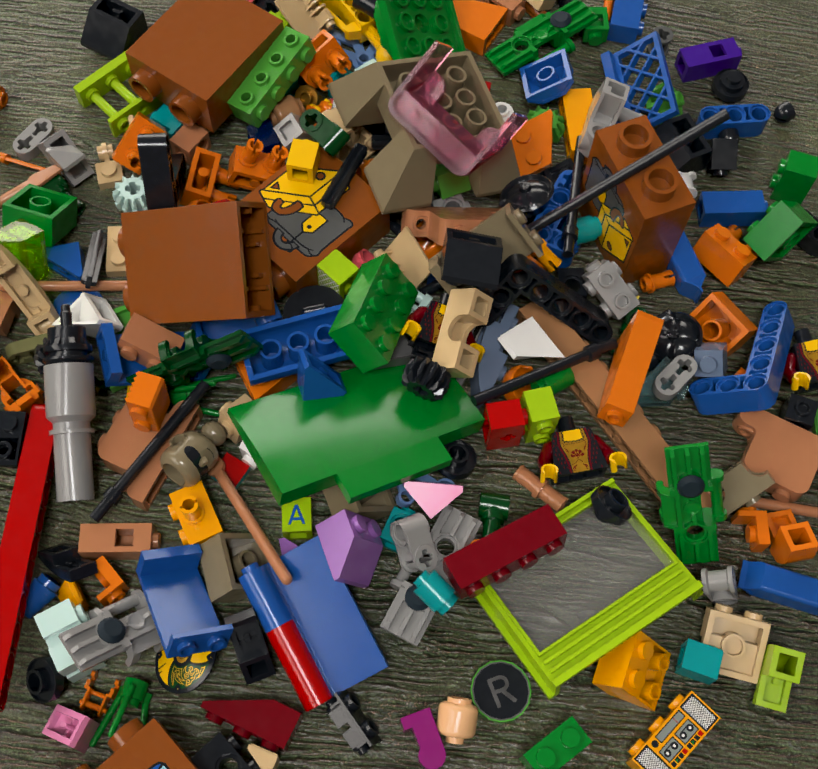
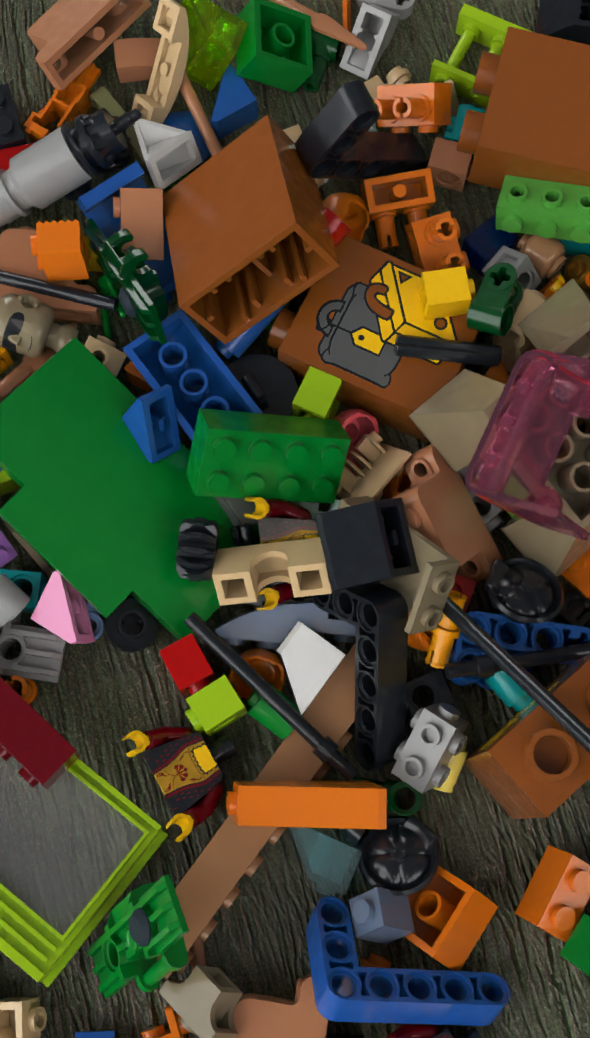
camera: 75 degrees right, 10 degrees up
(65, 156) = (357, 35): light grey slope -> none
(94, 259) = (235, 126): axle -> none
(493, 511) = (83, 693): dark green pin -> none
(540, 490) = (139, 720): nougat pin -> none
(610, 505) = (111, 833): black plate -> none
(650, 283) = (483, 809): orange pin -> none
(670, 373) = (324, 879): light grey beam -> none
(687, 270) = (526, 839): blue piece -> none
(720, 585) = (67, 1005): light grey piece -> none

